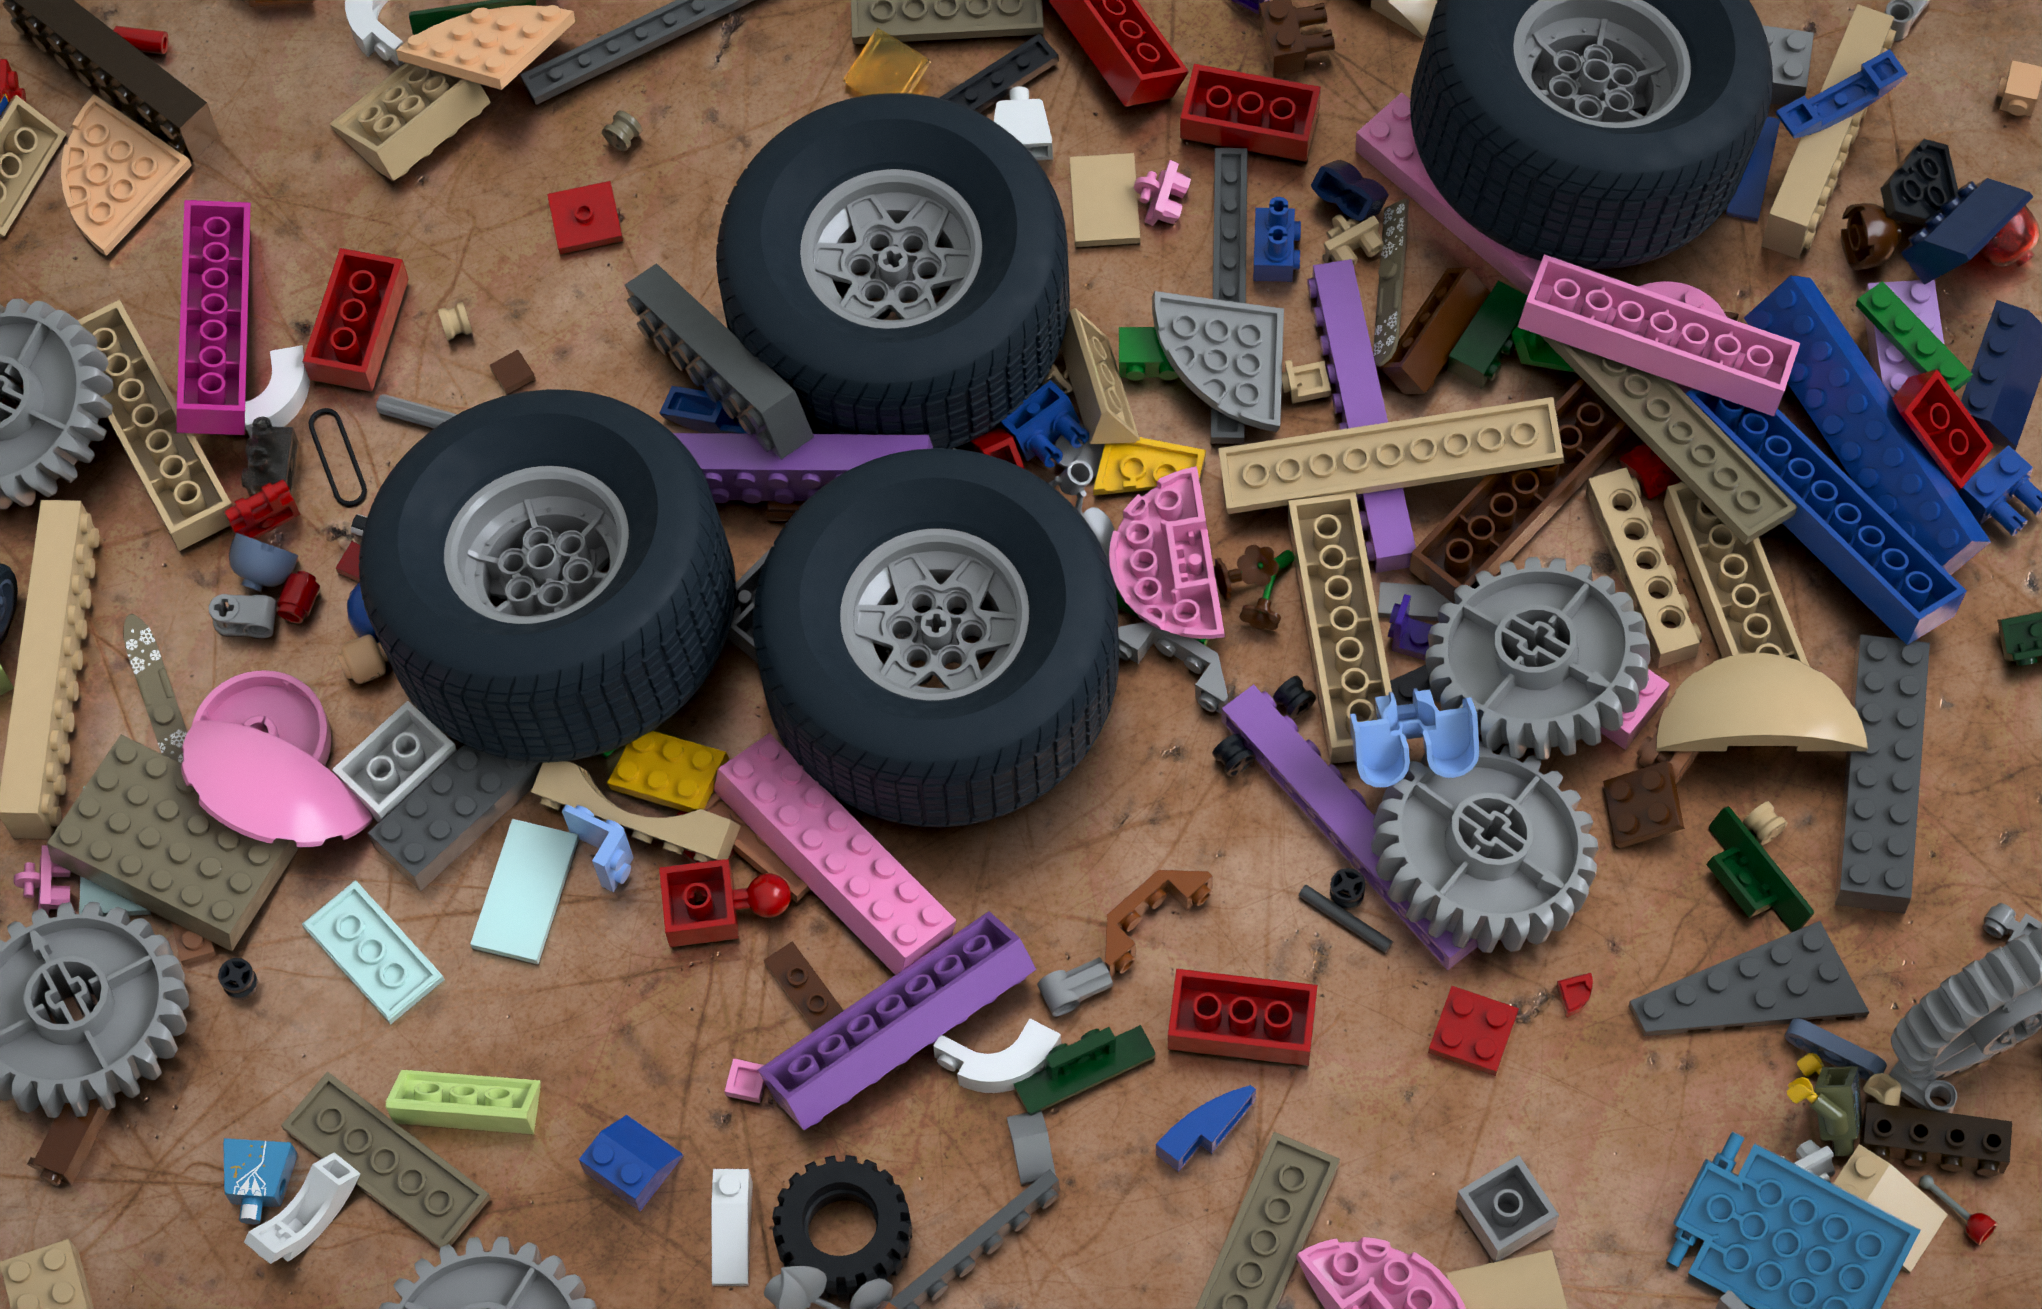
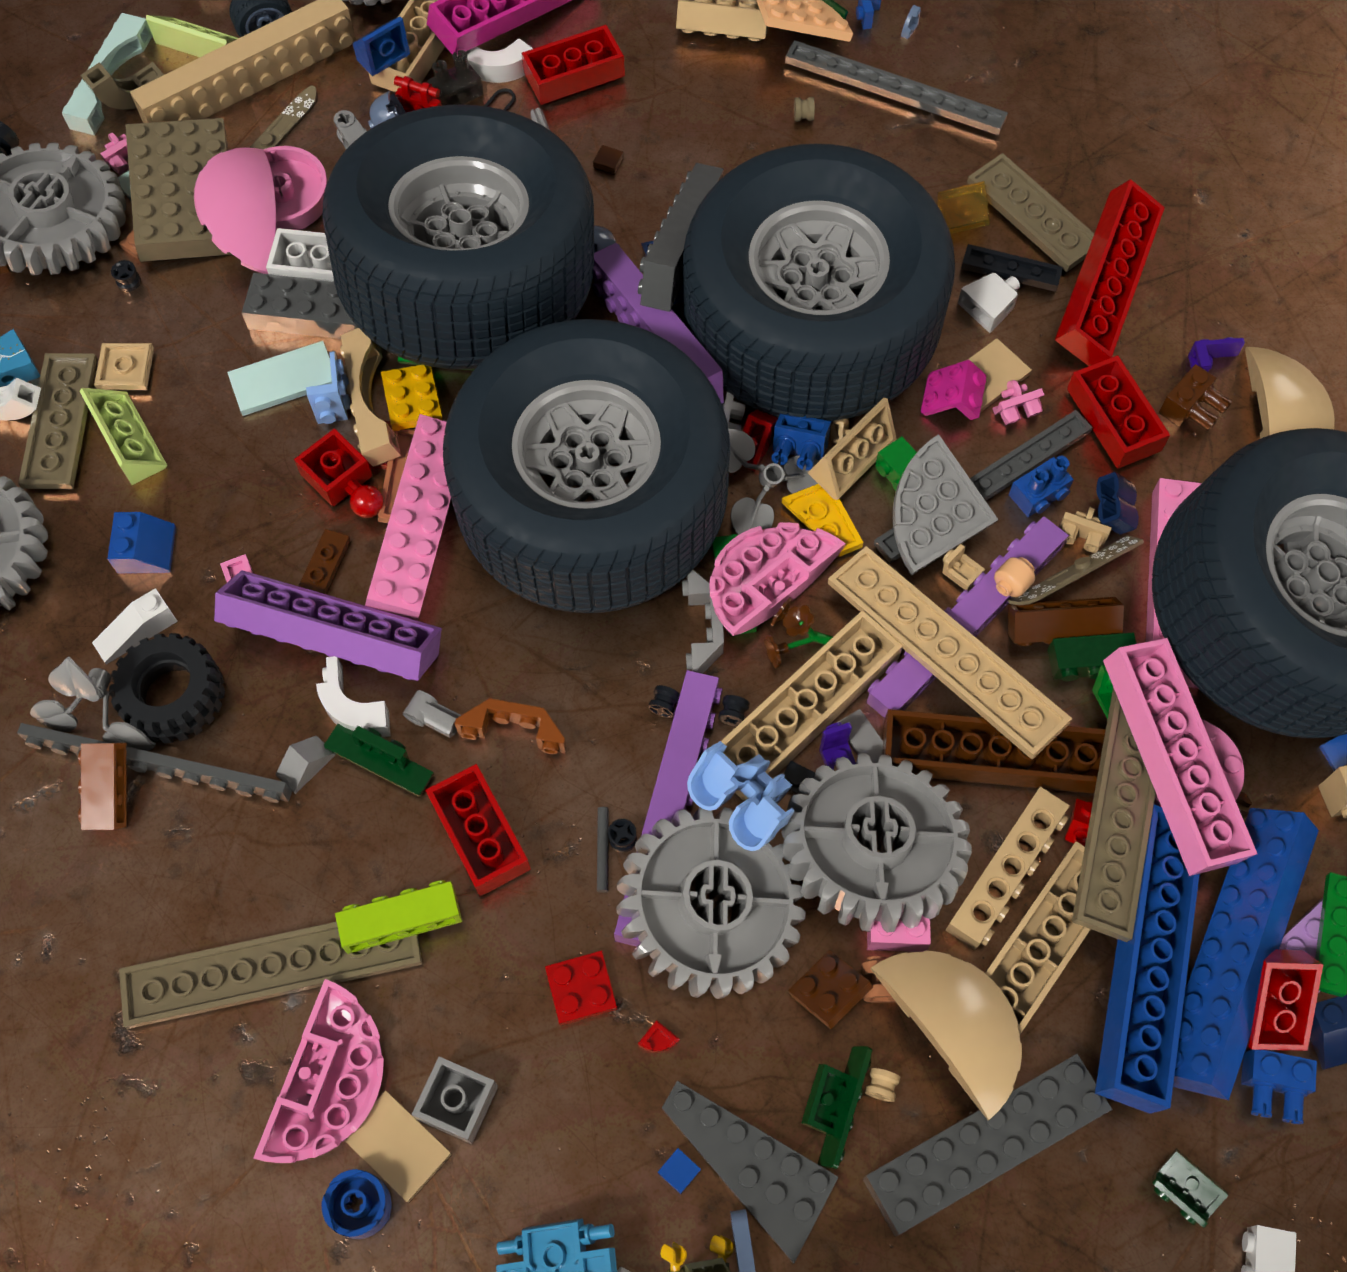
camera: 50 degrees right, 0 degrees up
(173, 498) = (382, 47): none -> blue slope
(368, 1051) = (124, 366): none -> tan plate
(373, 952) = (191, 330): light aqua tile -> none
(455, 321) = (614, 111): tan wheel -> none
(585, 217) = (735, 129): red plate -> none
(1101, 241) = (955, 386): none -> dark pink bracket
(1204, 1126) = (385, 859): blue slope -> none
(1283, 1145) = (398, 916): none -> lime brick
(1363, 339) = (1014, 577): none -> light nougat head
(1714, 1057) = (679, 1171): none -> blue tile

